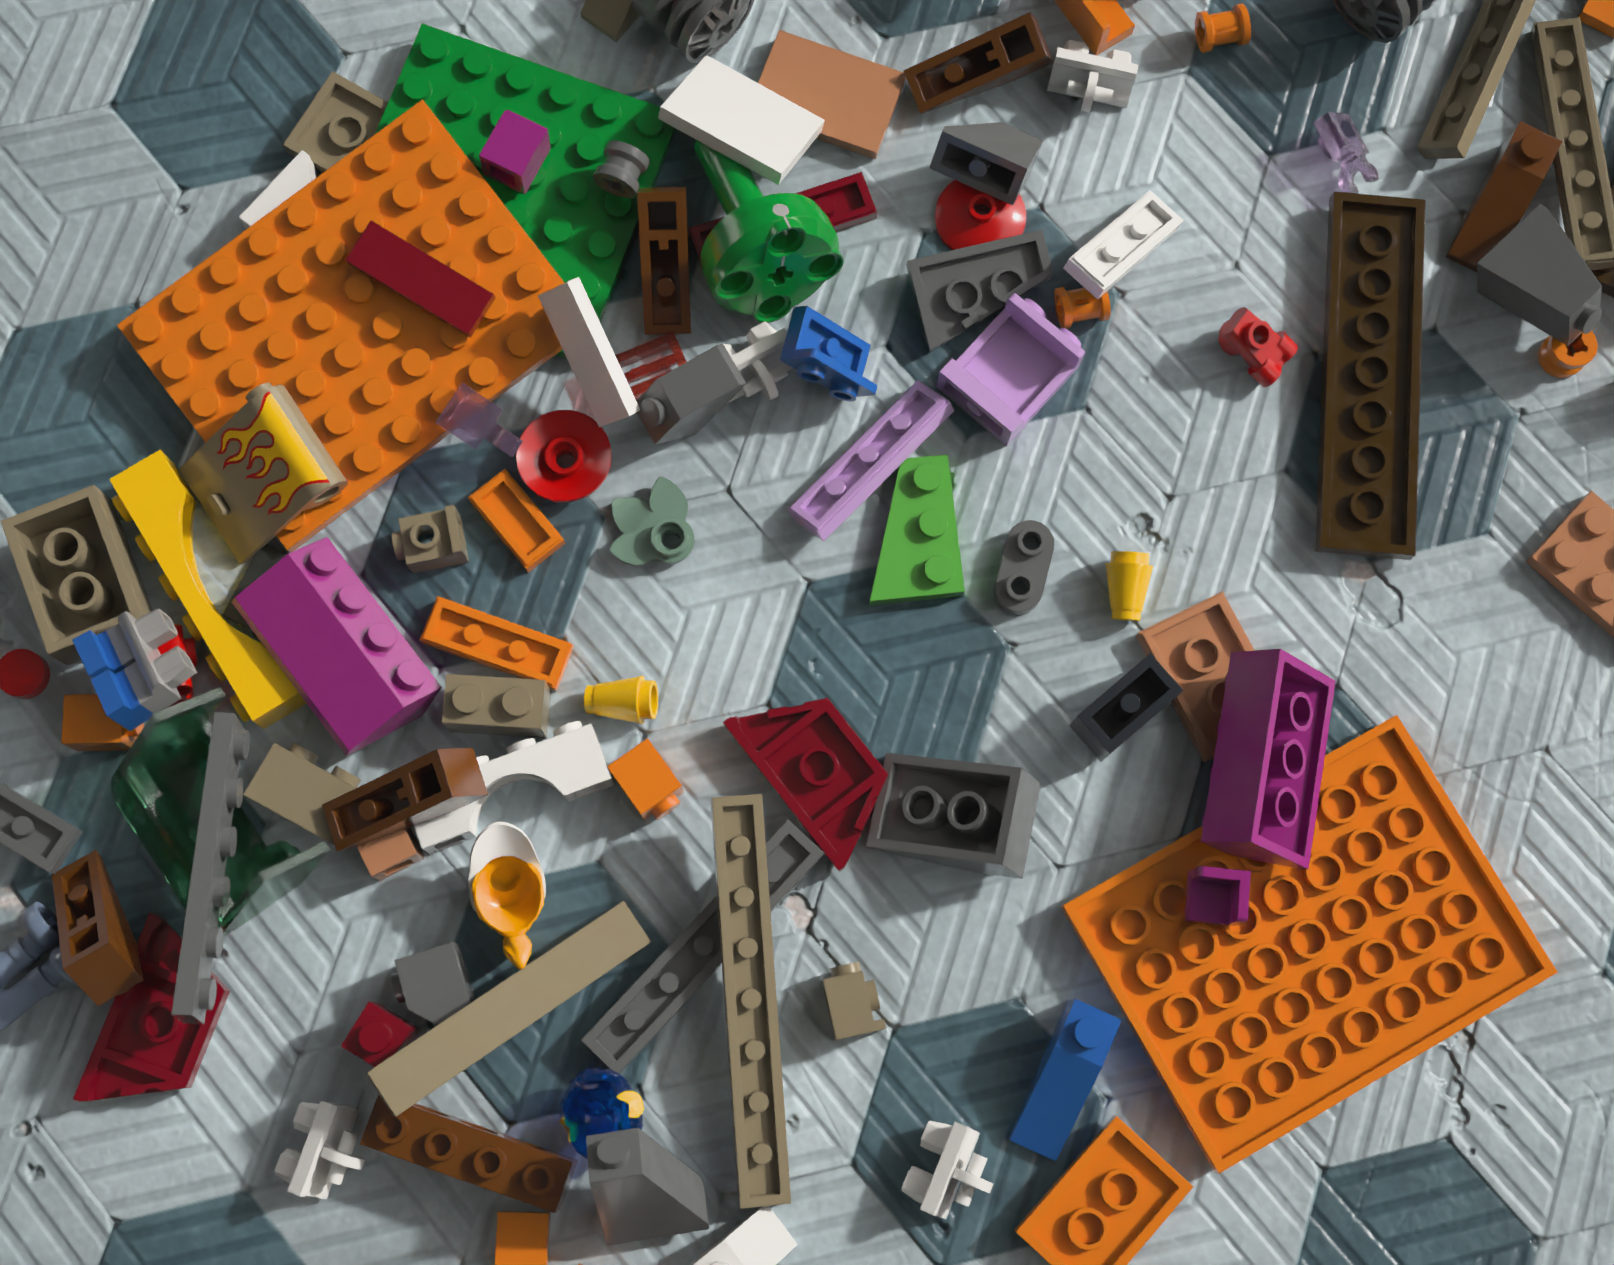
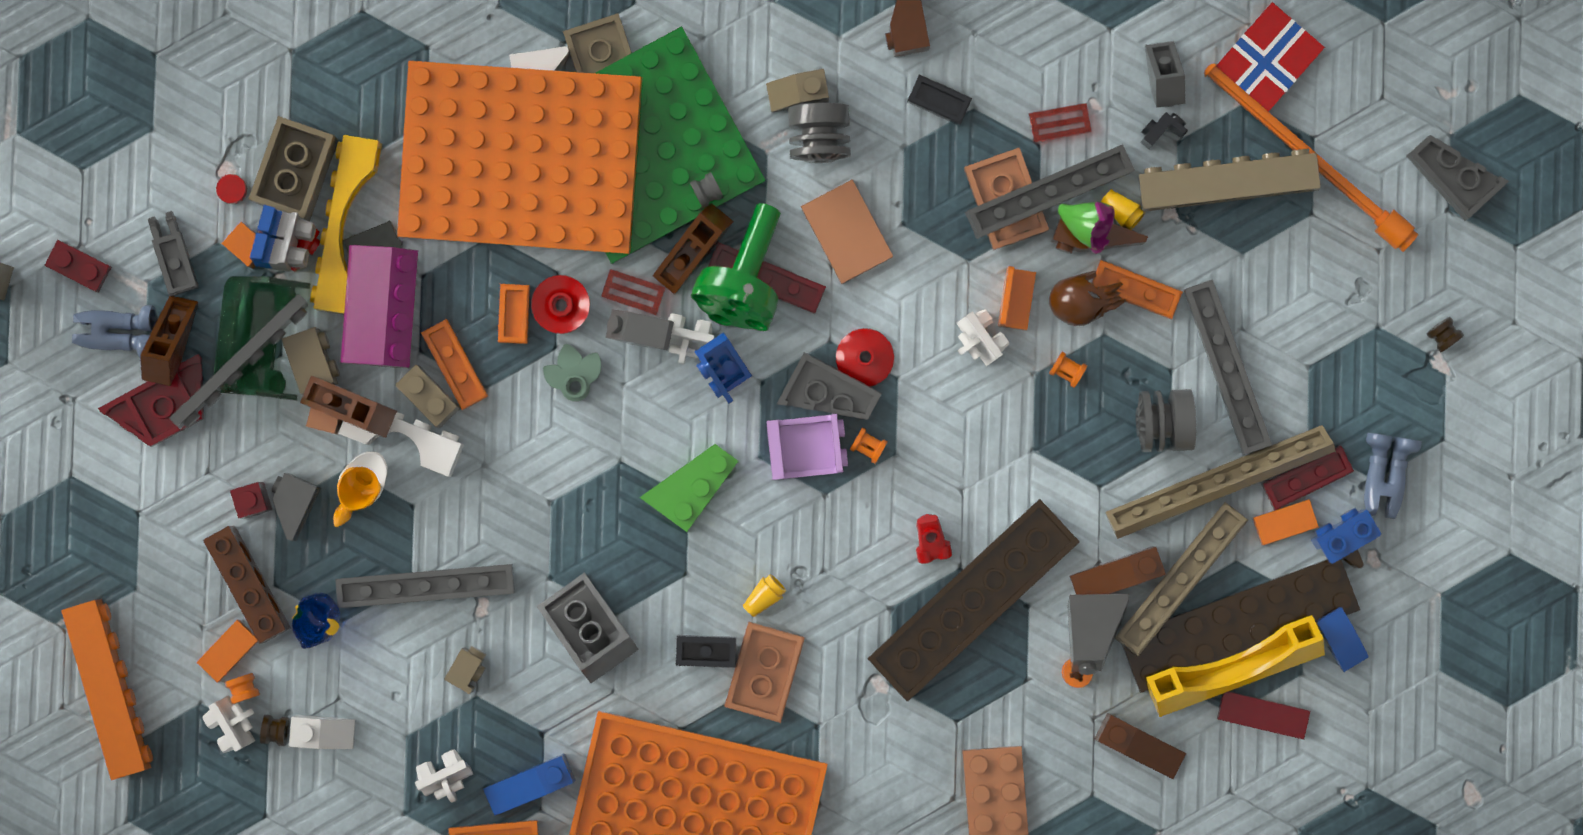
camera: 45 degrees right, 10 degrees up
(261, 471) = (415, 192): dark tan door -> none
(325, 1151) = (187, 528): white hips -> none
(420, 279) = (563, 166): dark red tile -> none
(444, 550) = (473, 298): dark tan brick -> none
(474, 418) = (531, 253): clear purple plate -> none
(507, 1009) = (316, 538): dark tan tile -> none
(515, 151) = (664, 138): magenta panel -> none
(589, 352) = (610, 270): white tile -> none
(623, 699) = (488, 443): yellow cone -> none
(642, 1188) = (305, 667): dark grey slope -> none
(647, 781) = (464, 490): orange brick -> none
(741, 119) = (787, 214): white tile -> none
(750, 1001) = (423, 627): dark tan plate -> none
(816, 770) = (544, 552): dark red wing -> none
(871, 460) = (700, 431): lavender tile -> none
(980, 64) = (931, 285): reddish brown slope -> none
(987, 158) = (888, 336): dark grey slope -> none
(1024, 566) = (724, 543): dark grey plate -> none
(1123, 244) = (913, 435): white tile -> none
(1217, 896) = (665, 769): magenta panel -> none
(1268, 758) = (747, 731): magenta slope -> none
(1343, 144) = (1069, 479): clear purple plate -> none

